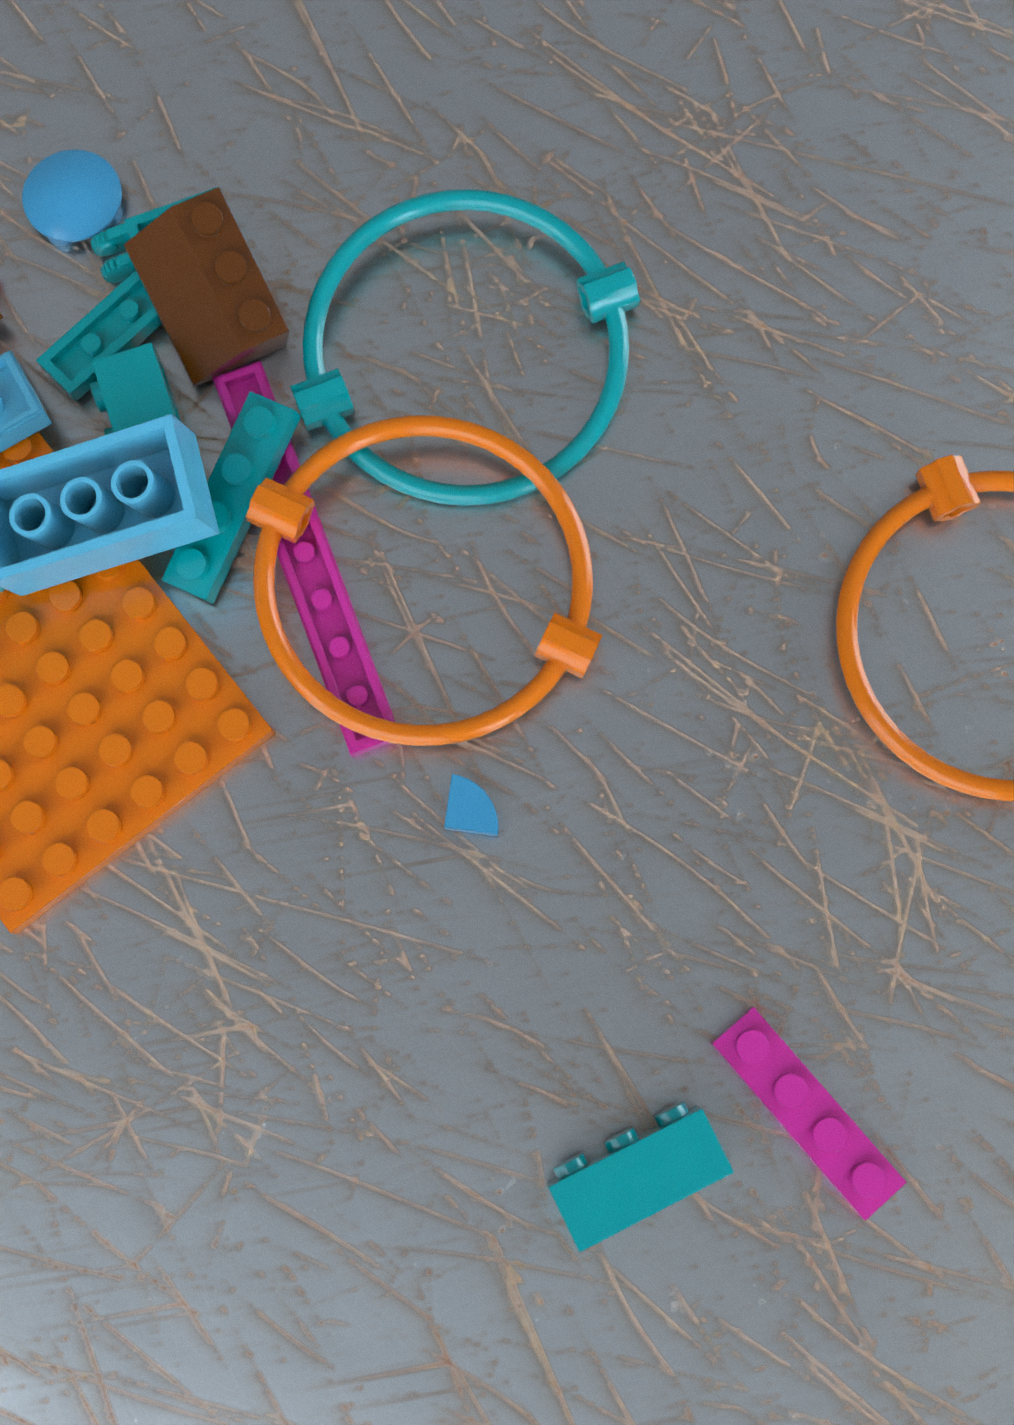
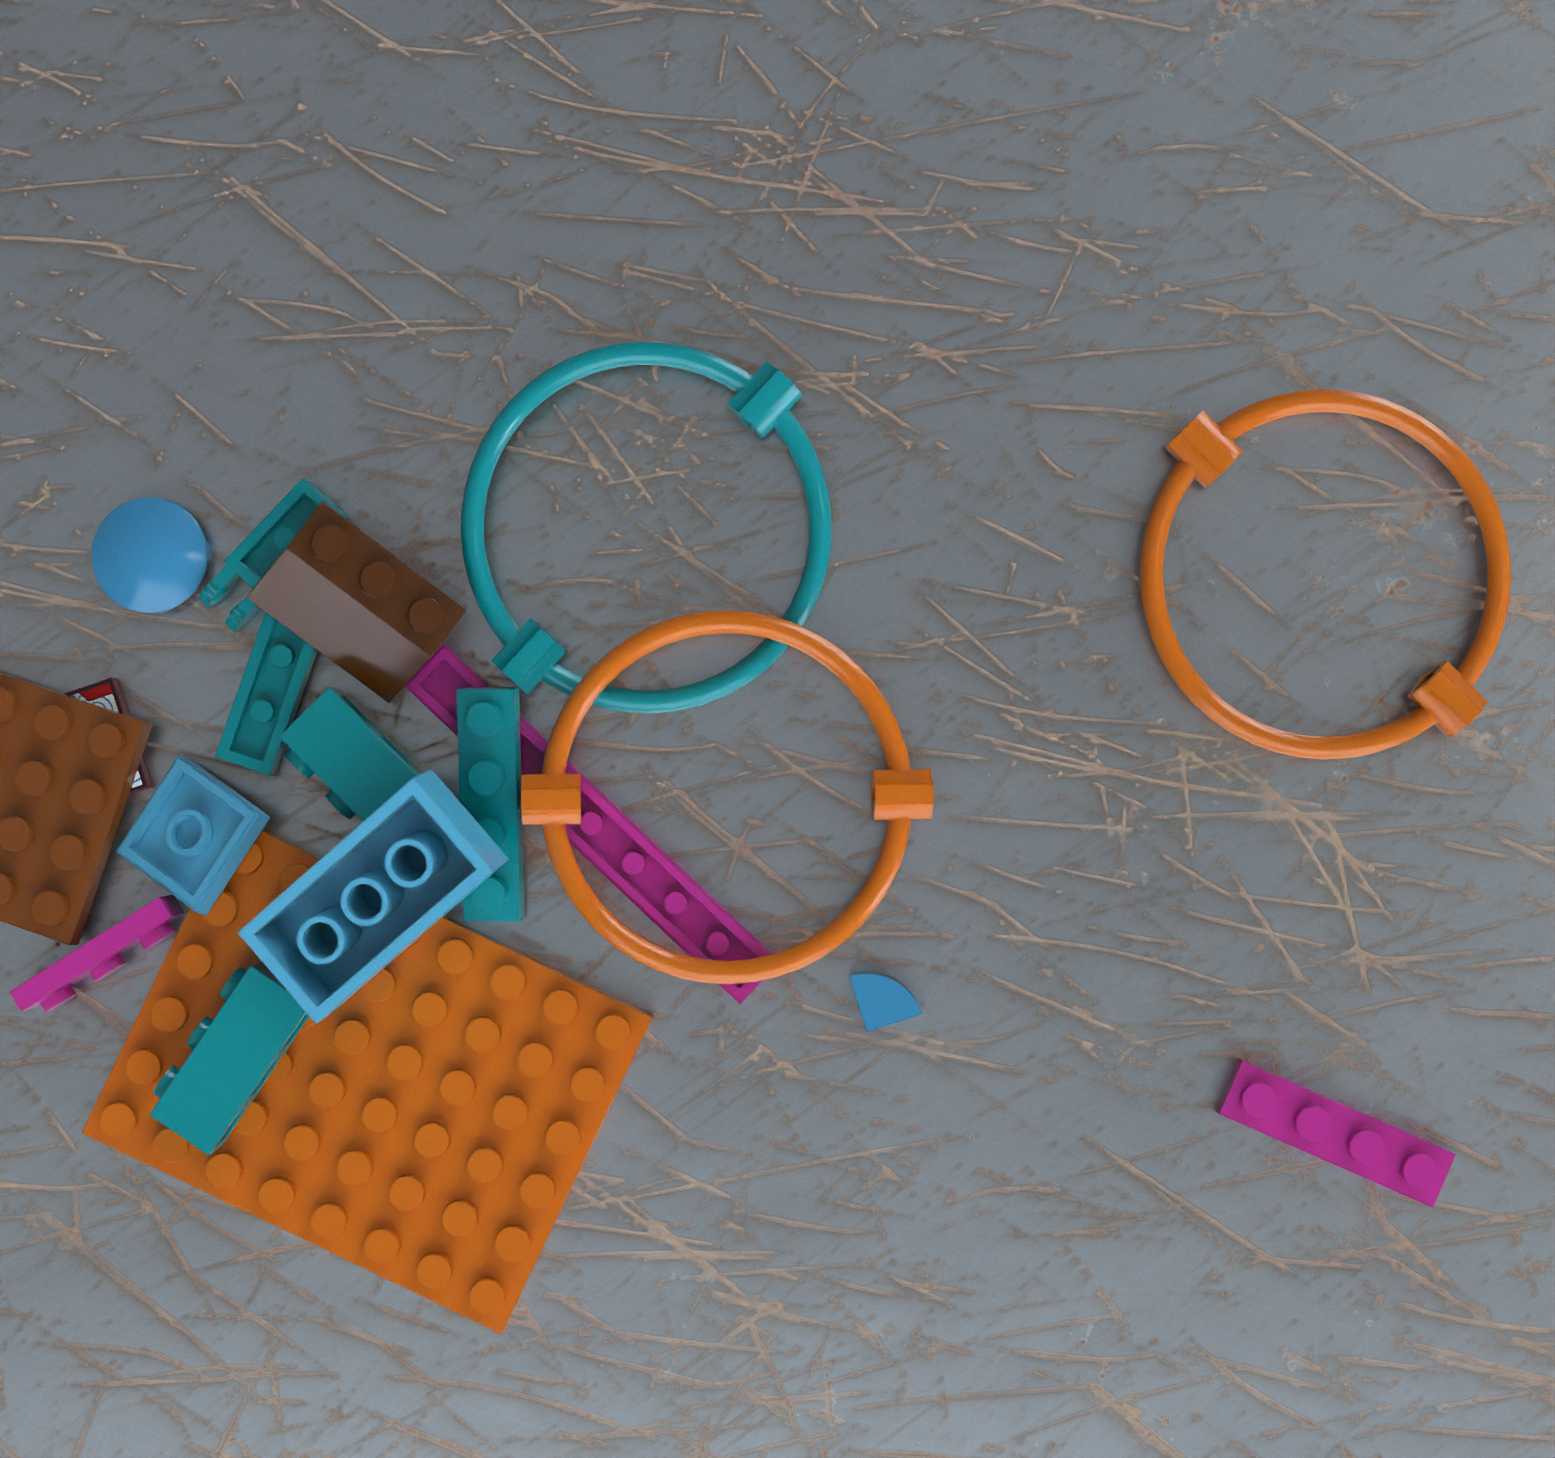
camera: 30 degrees left, 10 degrees up
(638, 1174) = (1205, 1269): teal brick -> none

